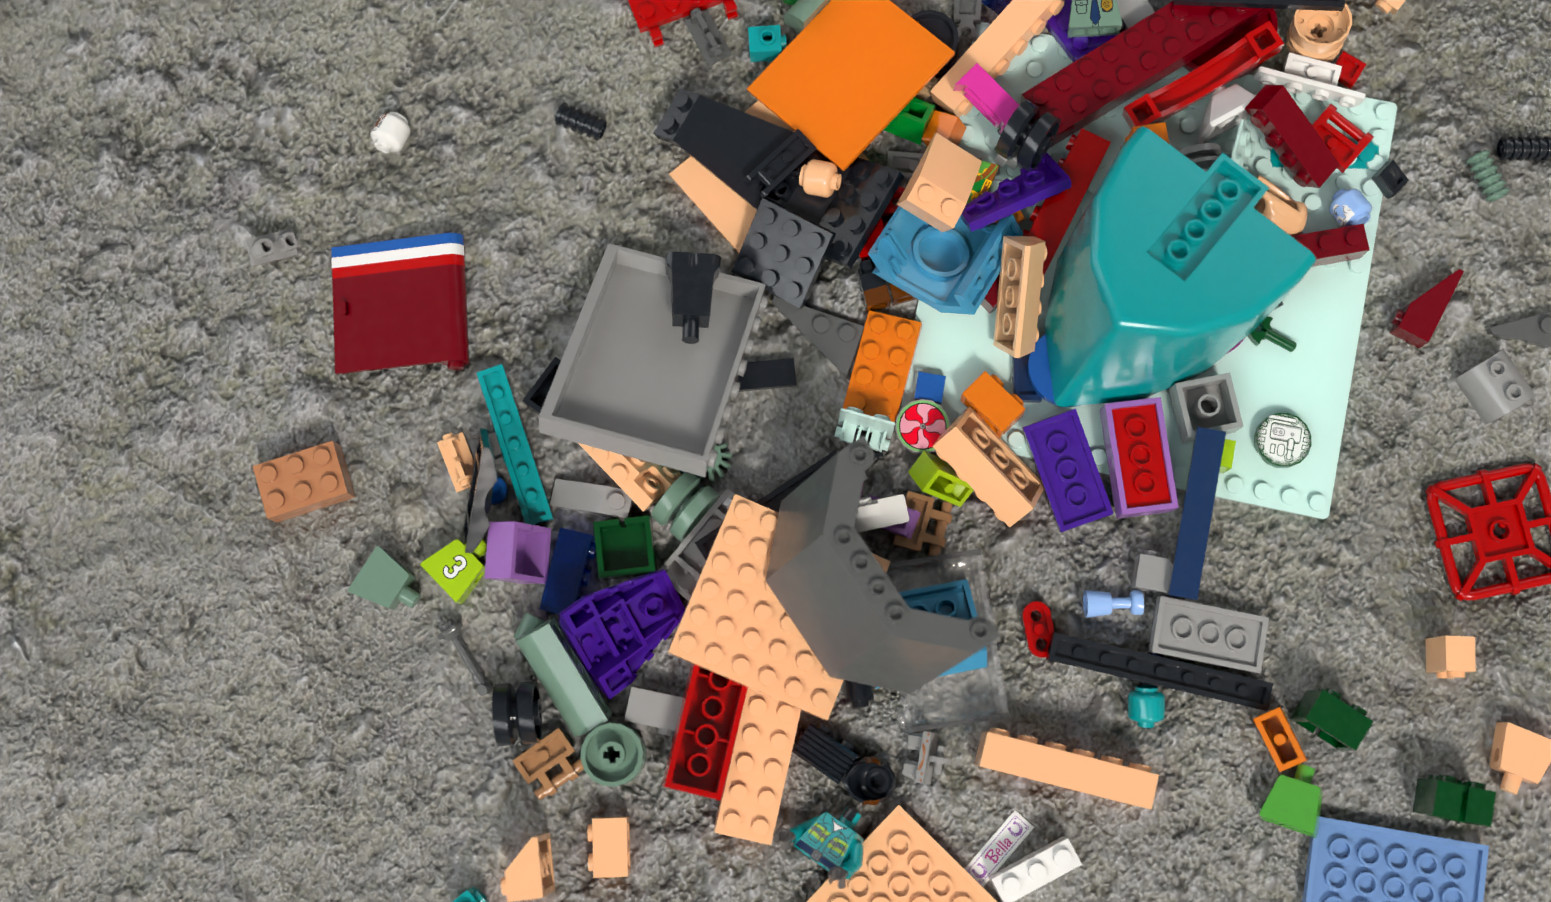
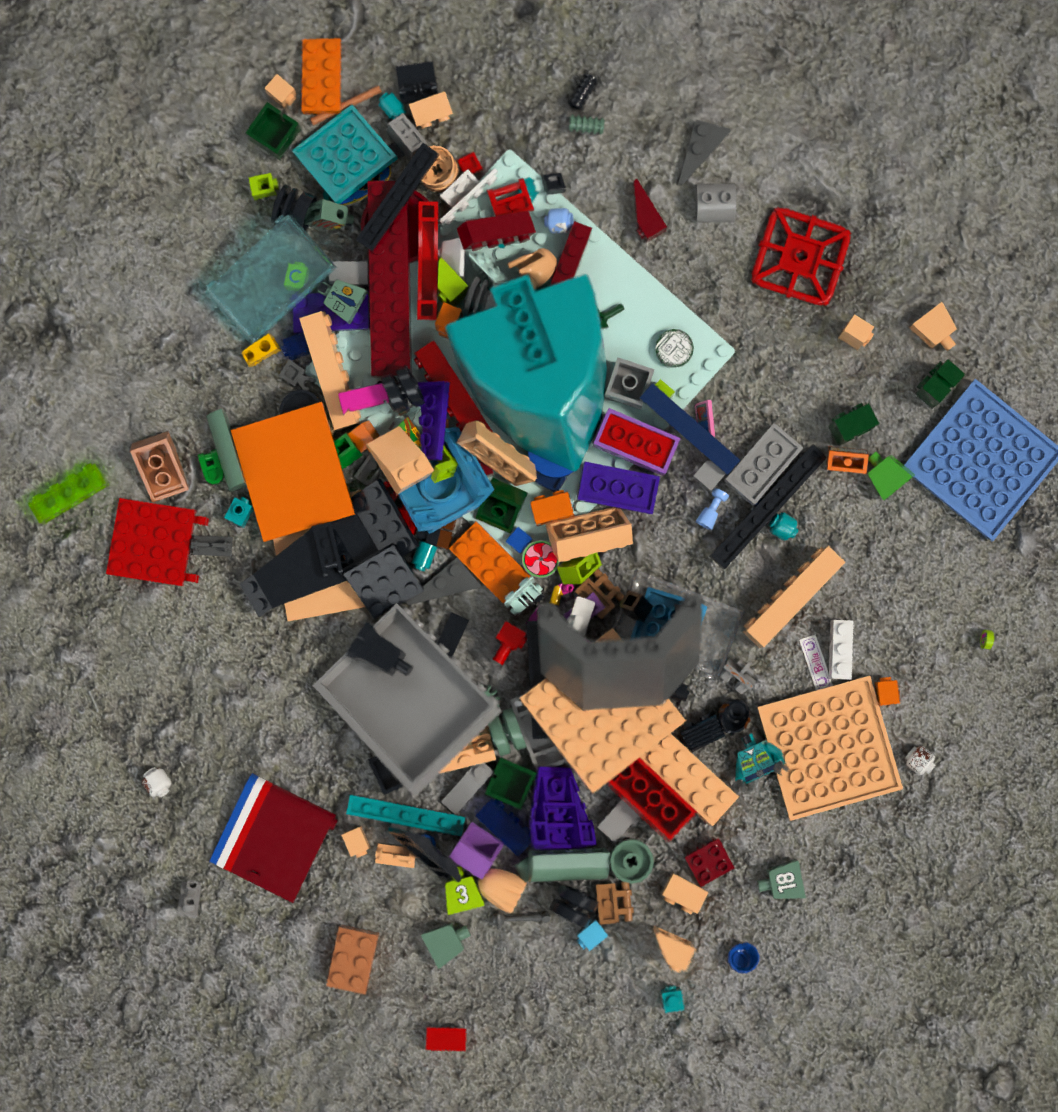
camera: 65 degrees left, 5 degrees up
(266, 652) = (446, 1039): none -> red hinge
(449, 404) = (356, 842): none -> light nougat brick
(489, 612) = (501, 888): none -> light nougat hair
(493, 758) = (592, 935): none -> medium azure brick
(580, 121) = (221, 657): black piece -> none
(667, 856) = (709, 862): none -> dark red hinge
(801, 446) = (511, 640): none -> red brick
(820, 178) = (351, 531): light nougat head -> none
(841, 285) = (423, 556): none -> teal brick
(897, 473) = (560, 590): none -> arm
(934, 575) = (635, 606): none -> black brick
(959, 342) = (502, 506): none -> dark green slope
(963, 243) = (445, 467): none -> lime bracket
(1037, 629) = (702, 562): red plate -> none
(1191, 120) = (450, 285): none -> lime slope
(1224, 525) = (704, 415): none -> slope

